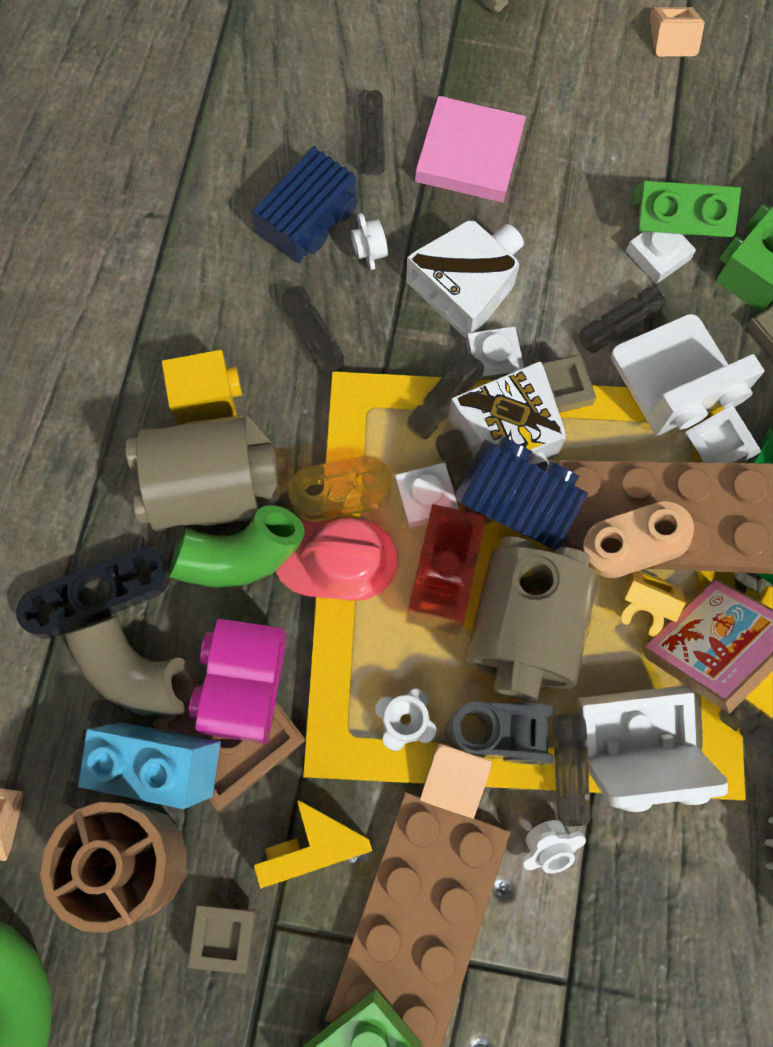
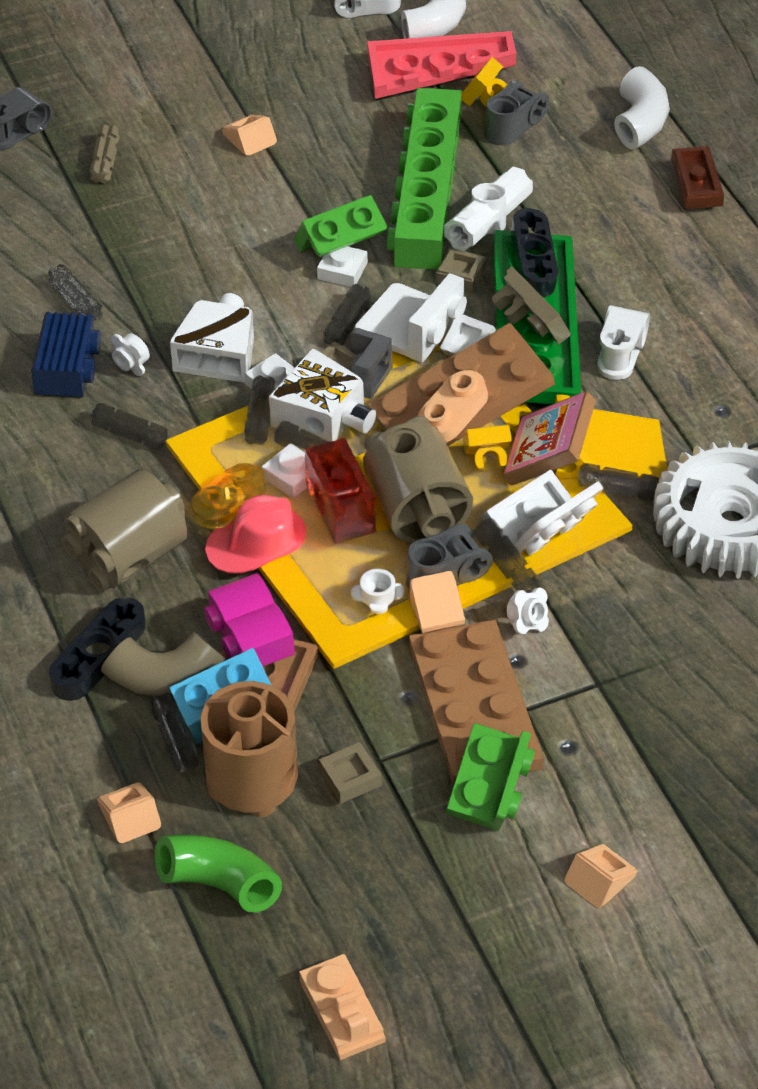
camera: 30 degrees left, 25 degrees down
(201, 387) = (73, 487): yellow brick -> none
(241, 556) = (186, 570): bright green cylinder -> none
(328, 842) = (372, 691): yellow slope -> none
(470, 149) = (157, 270): bright pink tile -> none
(522, 494) = (354, 413): dark blue brick -> none
(600, 409) = (372, 359): none -> flat silver bracket

